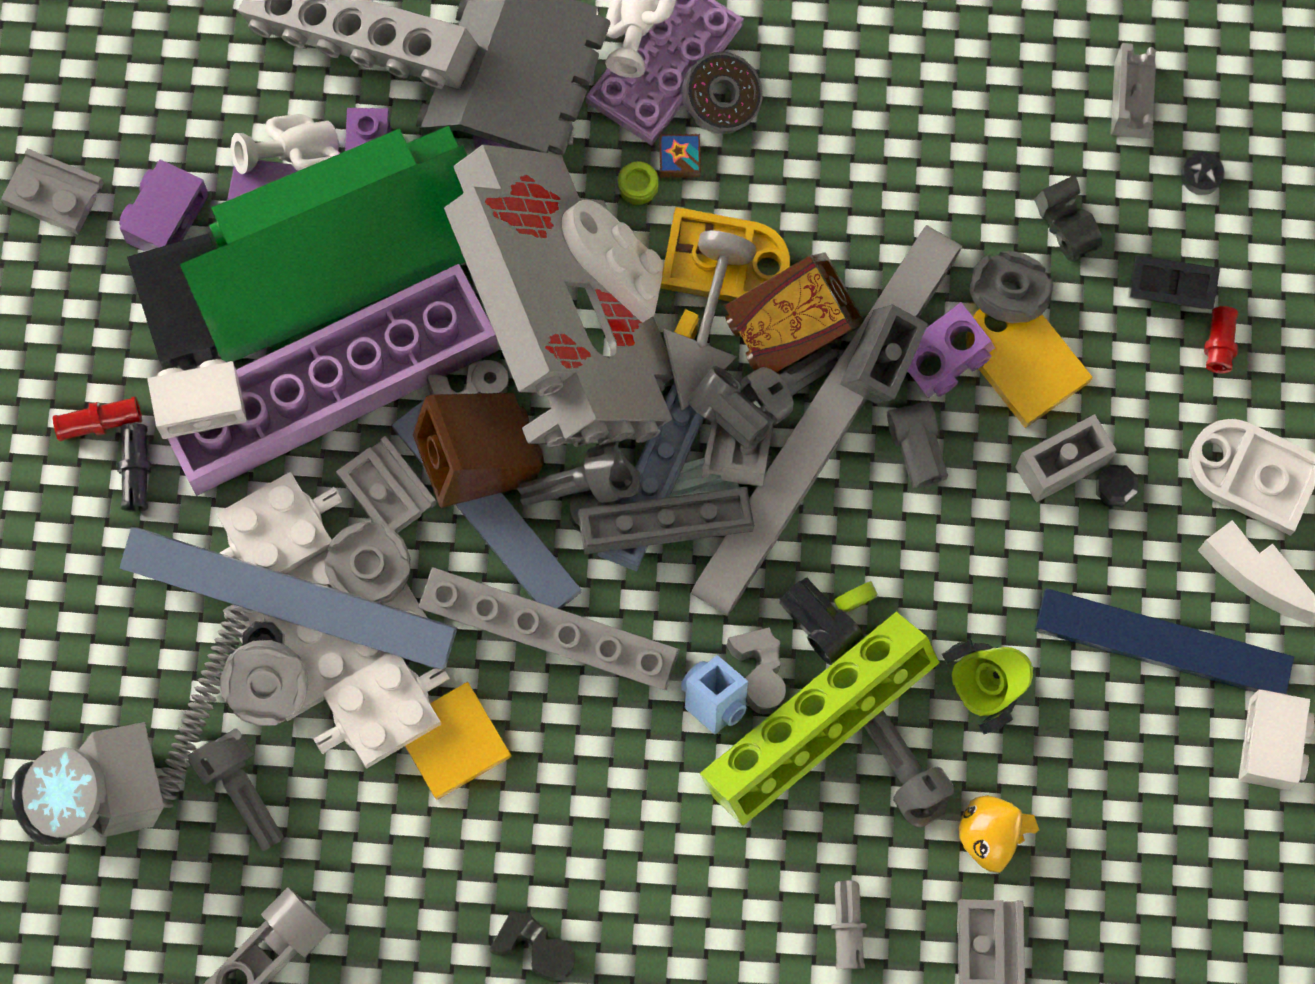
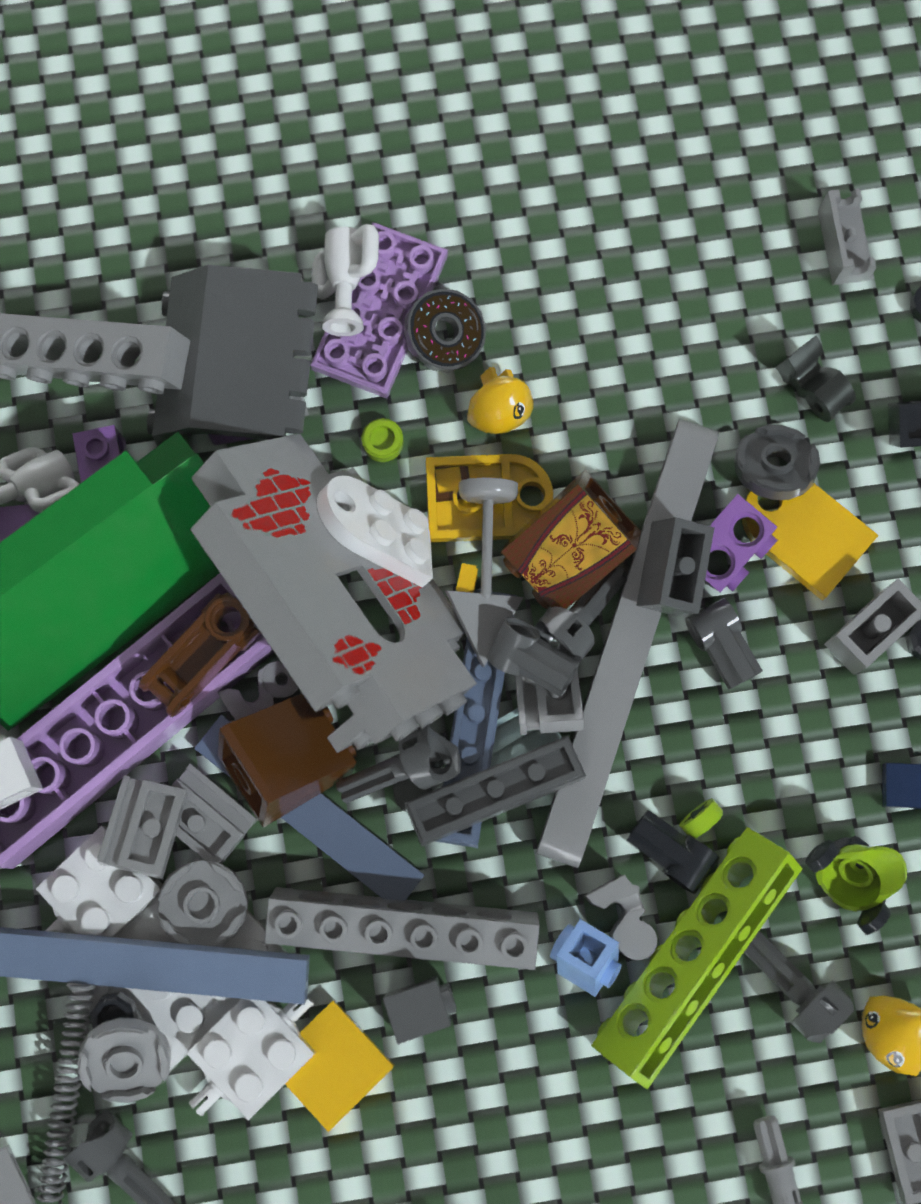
camera: 10 degrees left, 5 degrees up
(330, 478) = (142, 827): none -> light grey plate
(422, 330) = (199, 654): none -> reddish brown piece
(548, 700) = (419, 1009): none -> dark grey brick
(679, 155) = (417, 403): tile -> none
(758, 172) = (500, 403): none -> yellow piece

